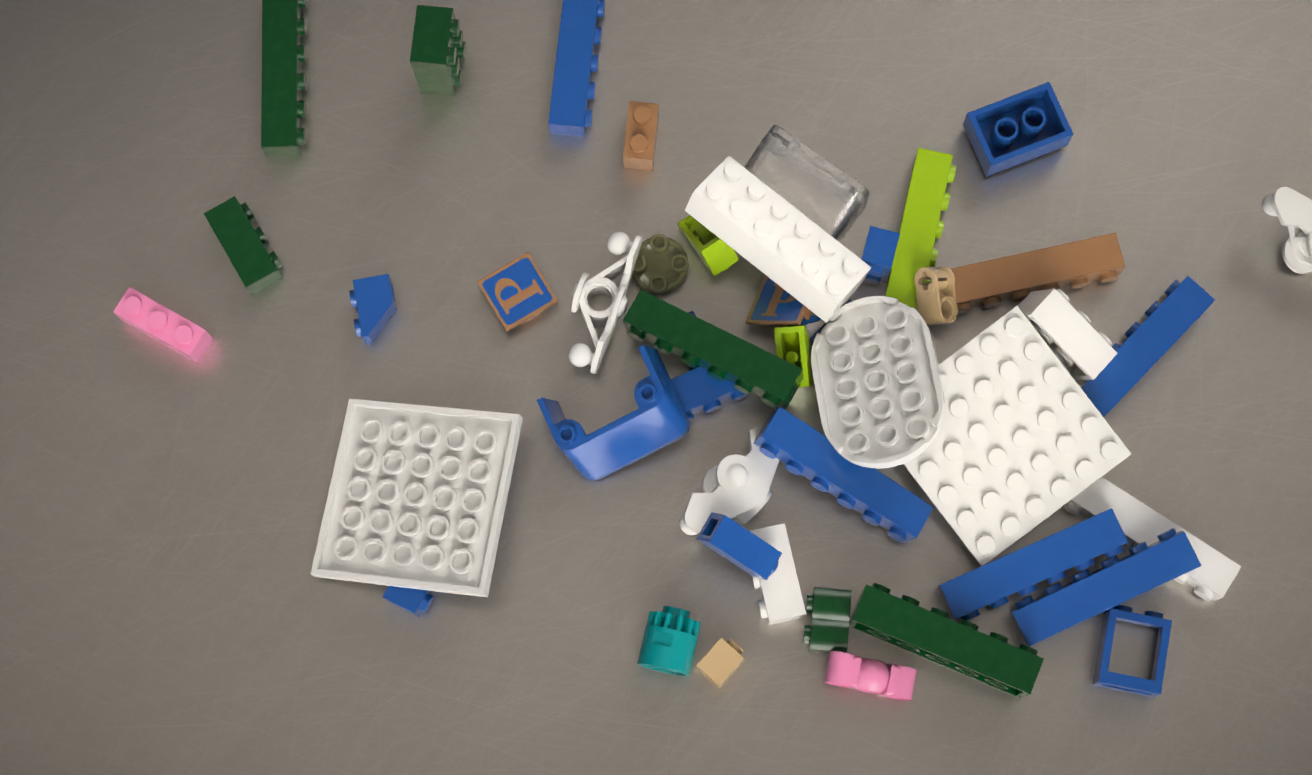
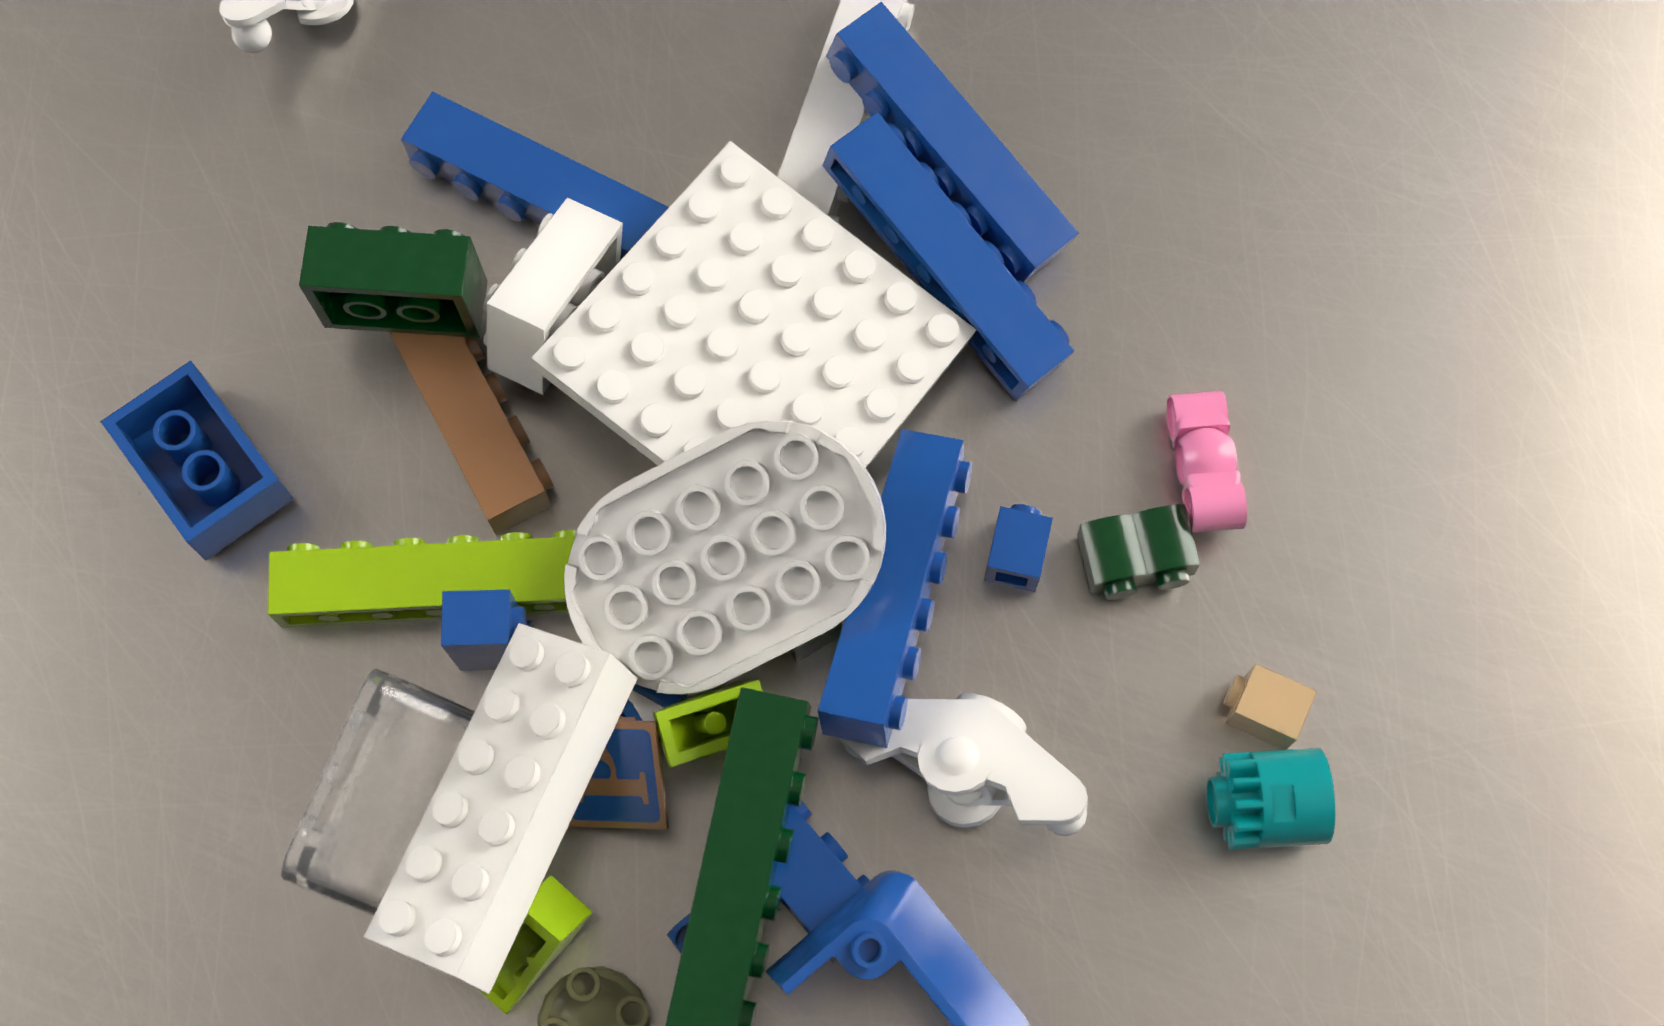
camera: 110 degrees left, 5 degrees down
(739, 546) = (1085, 714): blue brick -> none
(781, 590) = (1091, 657): white brick -> none
(849, 554) = (1018, 547): none -> blue brick
(937, 298) = (539, 512): tan piece -> none
(946, 641) = (1114, 357): dark green brick -> none
(1089, 247) = (394, 280): none -> dark green brick
(1124, 682) = (1036, 132): blue window -> none

